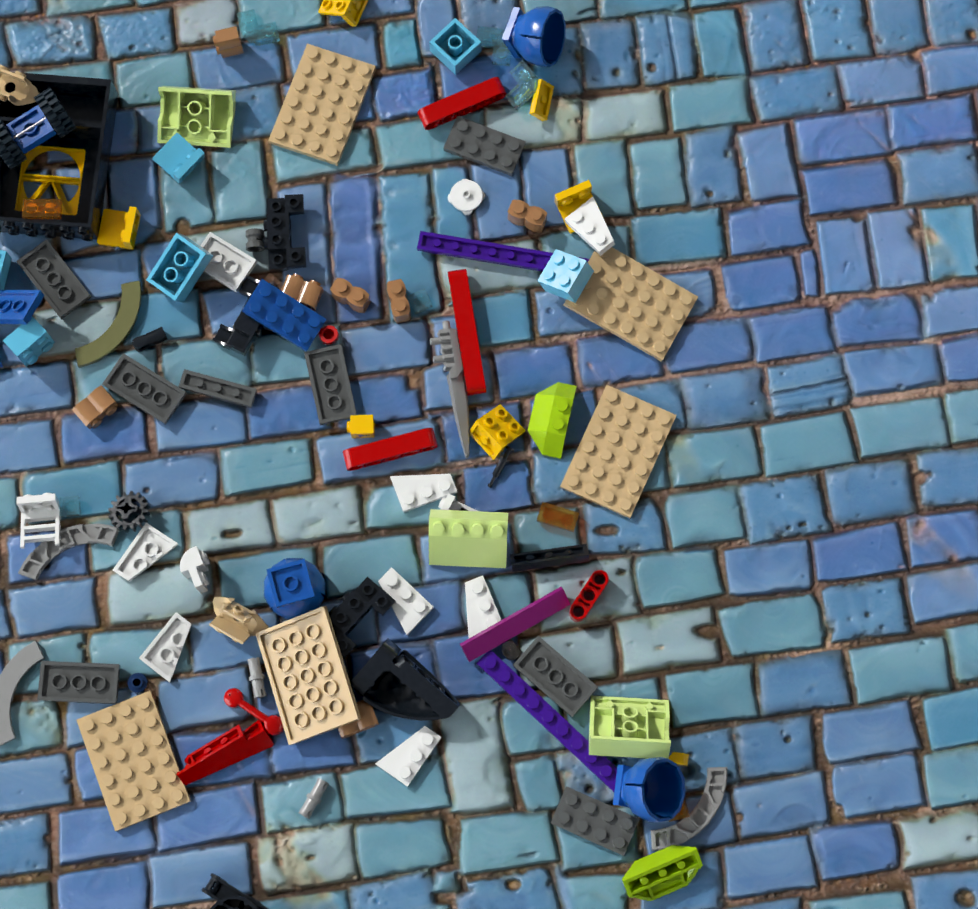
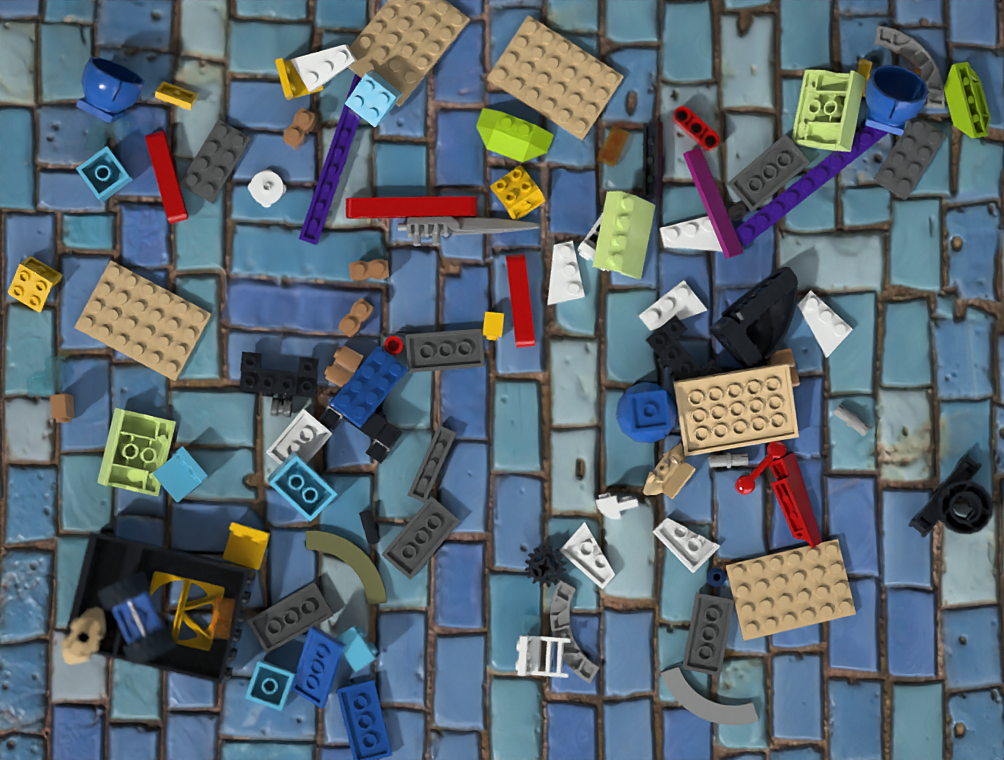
camera: 85 degrees left, 10 degrees up
(95, 407) = (433, 589): medium nougat brick -> none
(500, 466) = (553, 195): black piece -> none
(526, 85) = (157, 107): clear light blue plate -> none

